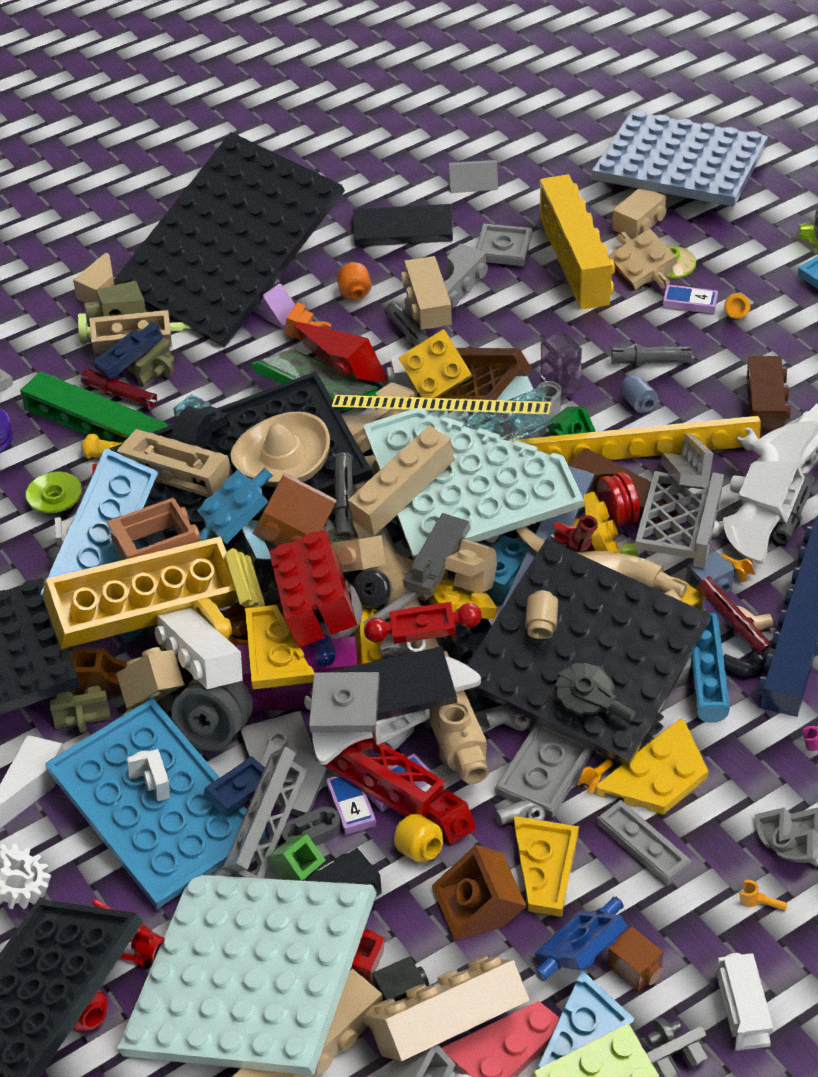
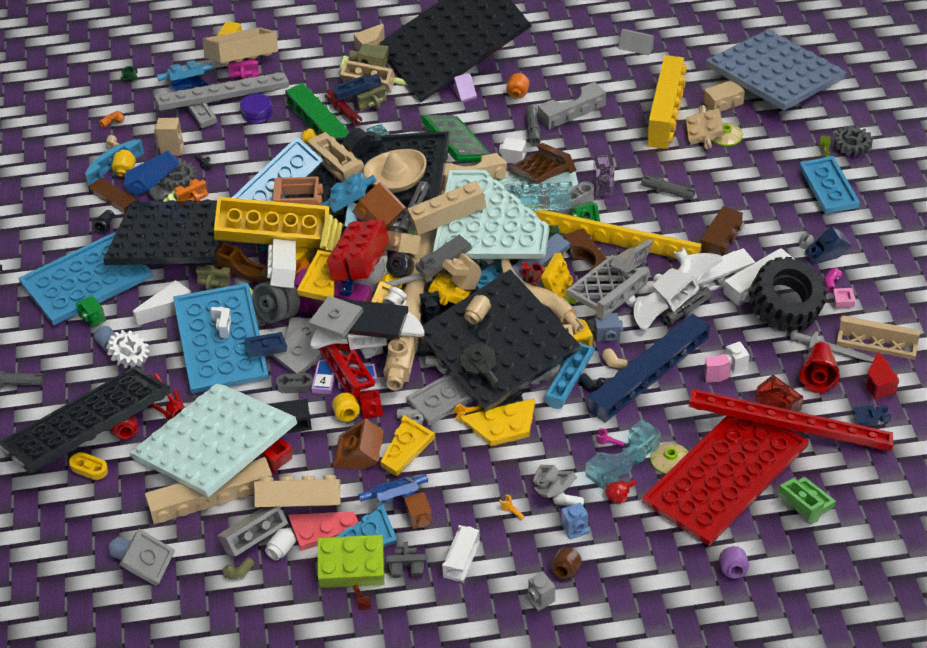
camera: 25 degrees right, 0 degrees up
(53, 492) = (266, 153): lime dish -> none
(150, 677) = (252, 270): tan brick -> none
(211, 614) = (301, 254): yellow plate -> none
(259, 815) = (269, 358): light grey fence -> none
(296, 858) = (273, 393): bright green brick -> none
(301, 315) = (470, 101): orange piece -> none
(343, 352) = (479, 128): red wedge -> none
(398, 978) = (287, 469): pearl dark grey brick -> none
(402, 225) = (573, 59): black tile -> none
(422, 622) = (409, 291): red plate -> none
(427, 293) = (549, 105): tan brick -> none
(435, 366) = (522, 151): yellow plate -> none
(442, 404) = (505, 173): light yellow sticker -> none
(504, 243) = (626, 90): light grey plate -> none
(620, 498) = (581, 263): red head -> none
(638, 393) = (642, 208): sand blue brick -> none
(644, 842) = (468, 456): light grey tile -> none
(690, 299) = (719, 161): tile -> none
(733, 615) = (595, 333): dark red pin -> none
(737, 306) = (743, 174): light orange tile -> none
(741, 567) = (631, 329): light orange hand -> none

